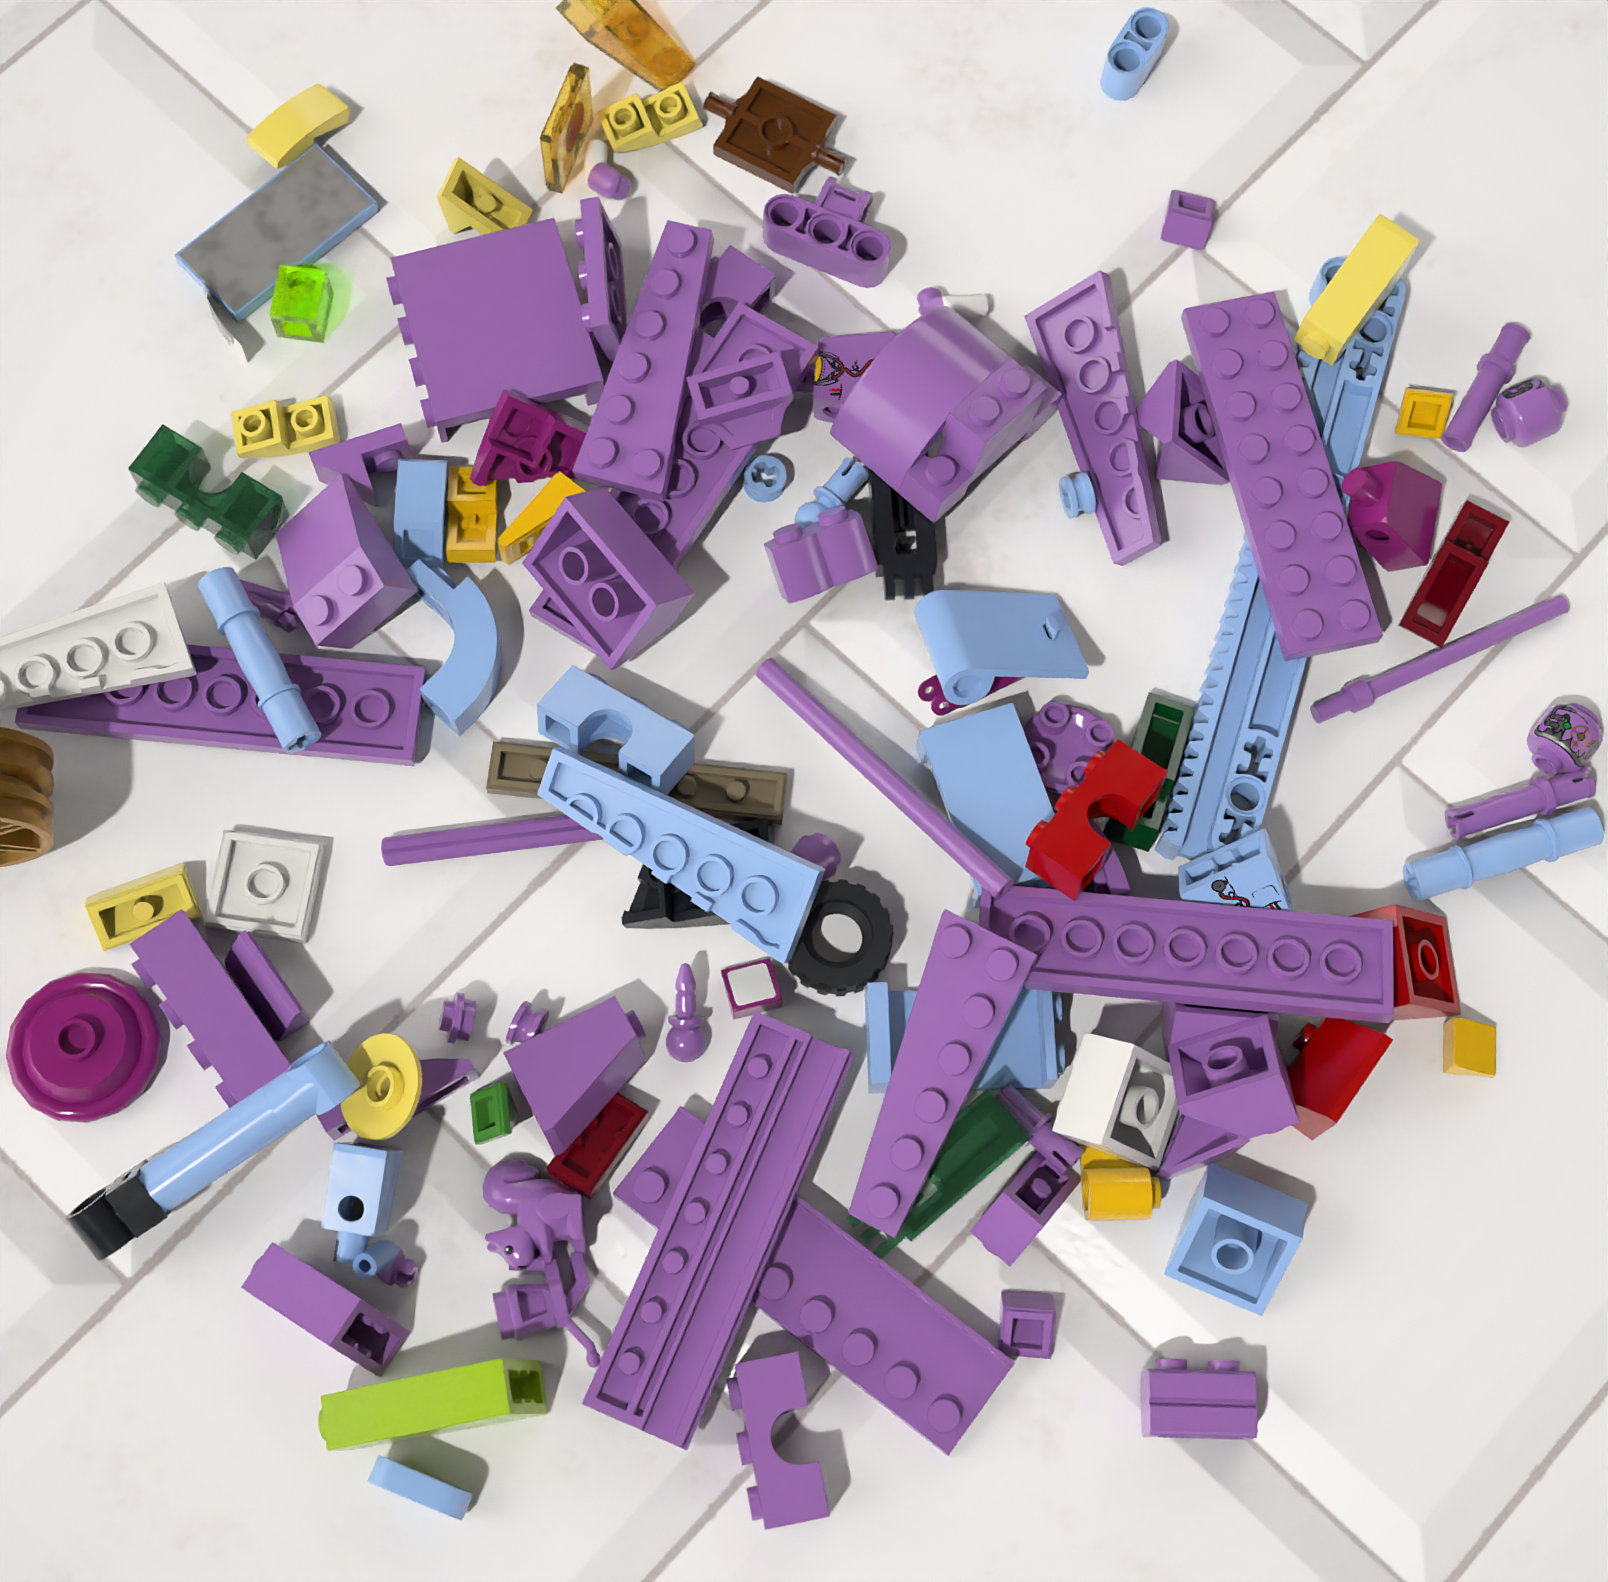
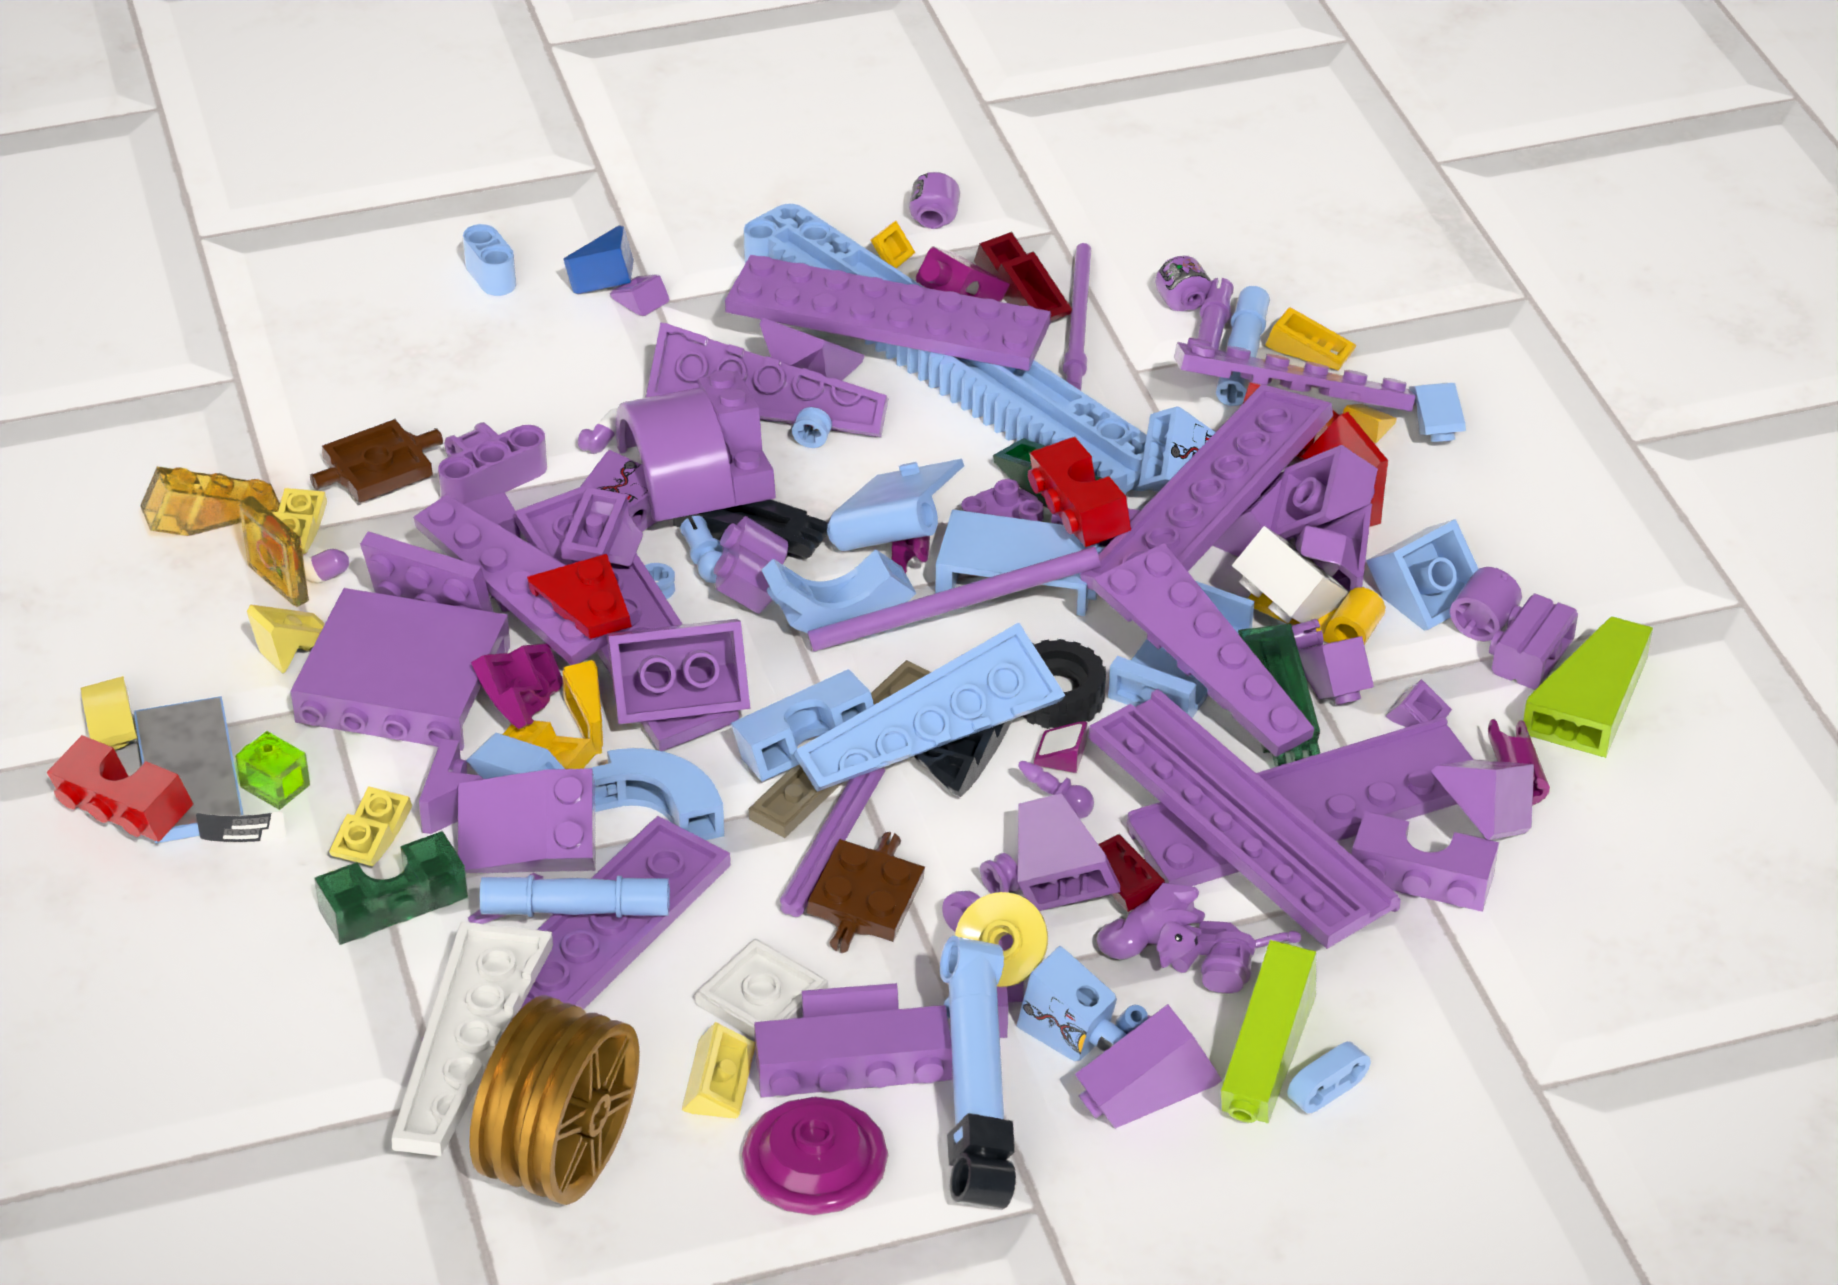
camera: 55 degrees left, 30 degrees down
(183, 223) = (97, 782): none -> arch
(445, 908) = (865, 891): none -> reddish brown plate
(492, 1113) = (1062, 922): bright green slope -> none
(636, 439) = (585, 595): none -> red wing
(827, 669) = (815, 604): none -> light blue arch
(896, 1469) = (1491, 794): none -> medium lavender slope
(992, 1475) = (1519, 750): none -> magenta piece
(1153, 1504) = (1590, 689): none -> lime slope
(1157, 1115) = (1322, 547): none -> medium lavender slope
(1202, 158) = (601, 262): none -> slope
(1219, 1325) = (1485, 603): none -> medium lavender piece
(1356, 290) = (789, 208): light yellow slope -> none
(1409, 853) = (1353, 385): none -> medium lavender wing
(1493, 372) = (890, 204): medium lavender pin -> none
(1528, 1116) = (1438, 411): none -> light blue slope
(1581, 911) = (1308, 340): none -> yellow slope

